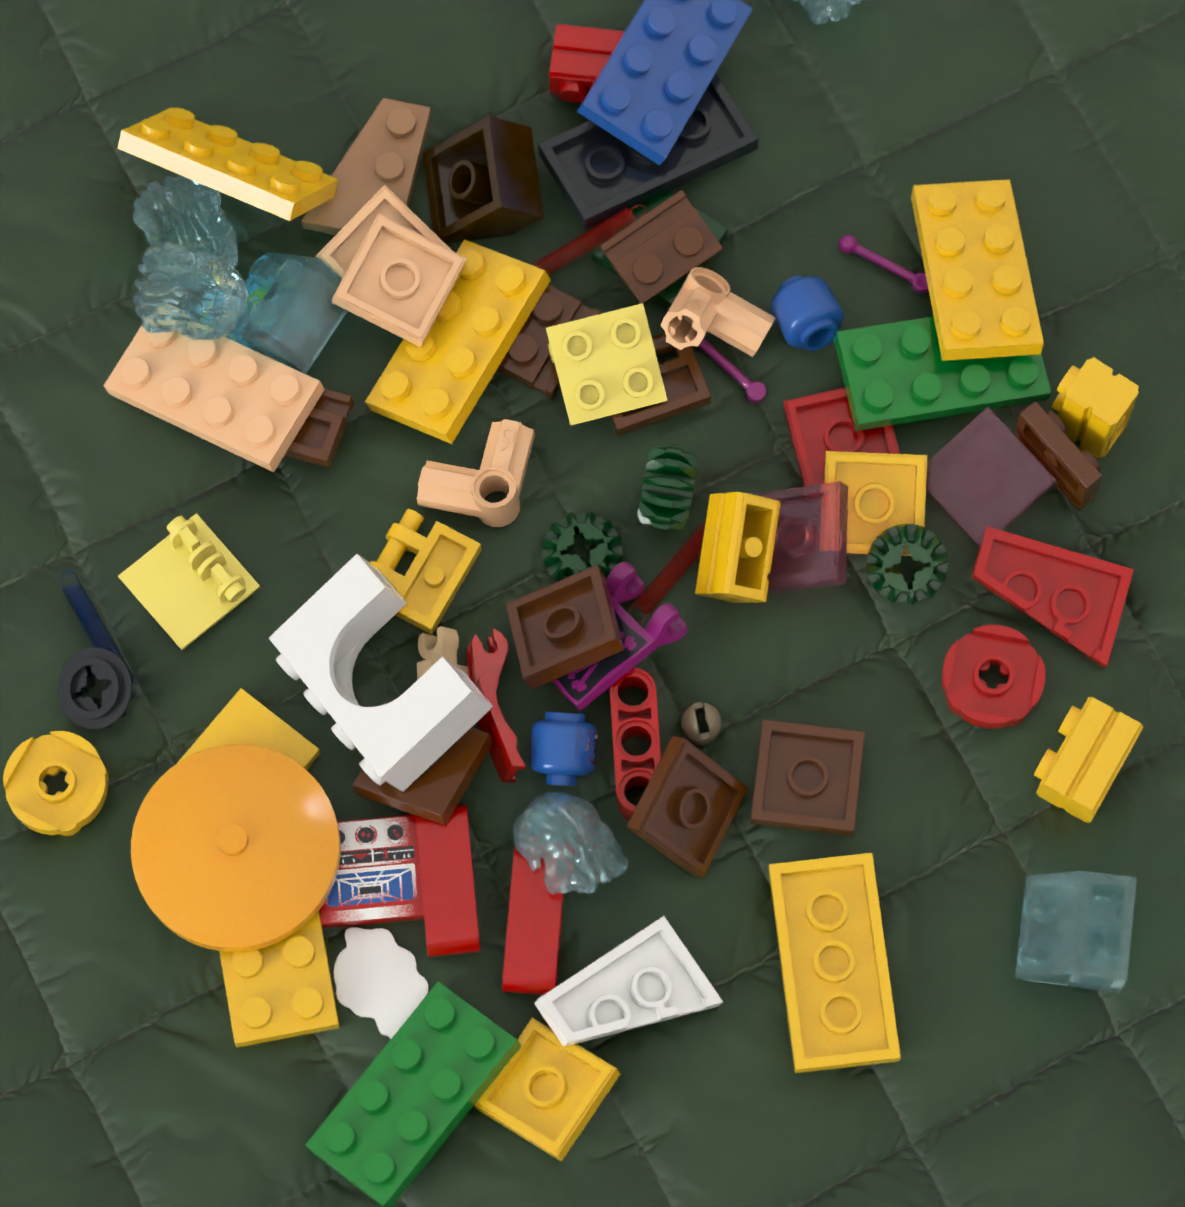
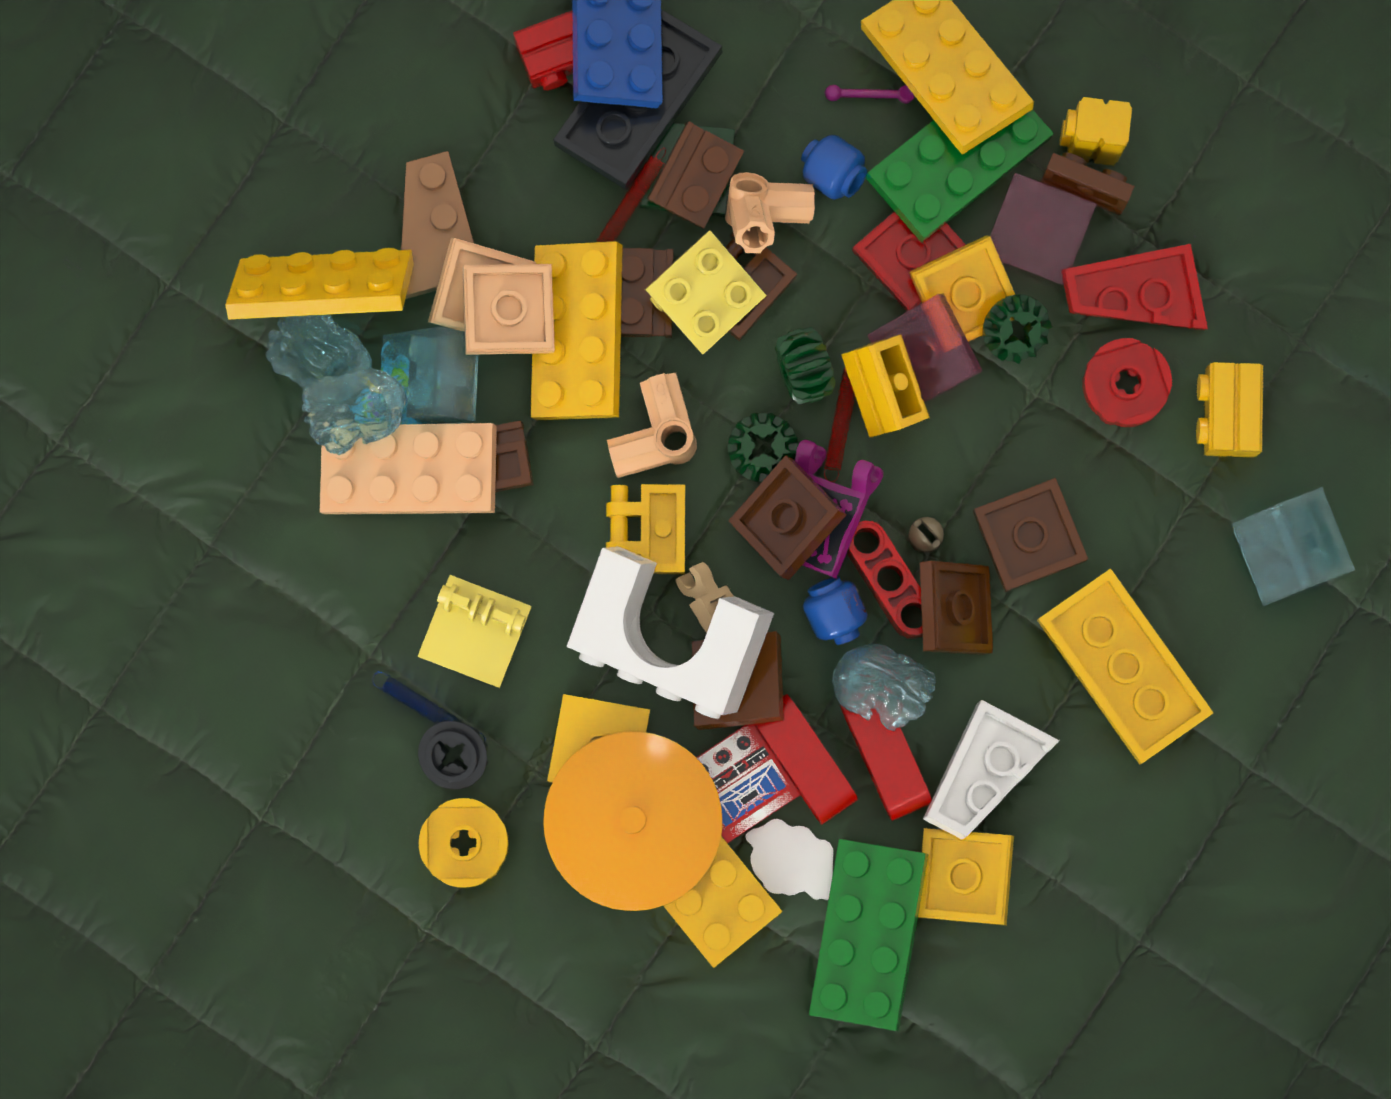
camera: 30 degrees left, 10 degrees up
(483, 182) = (524, 192): dark brown slope -> none
(484, 672) = (744, 585): red arm -> none
(755, 390) = (825, 249): magenta hinge -> none

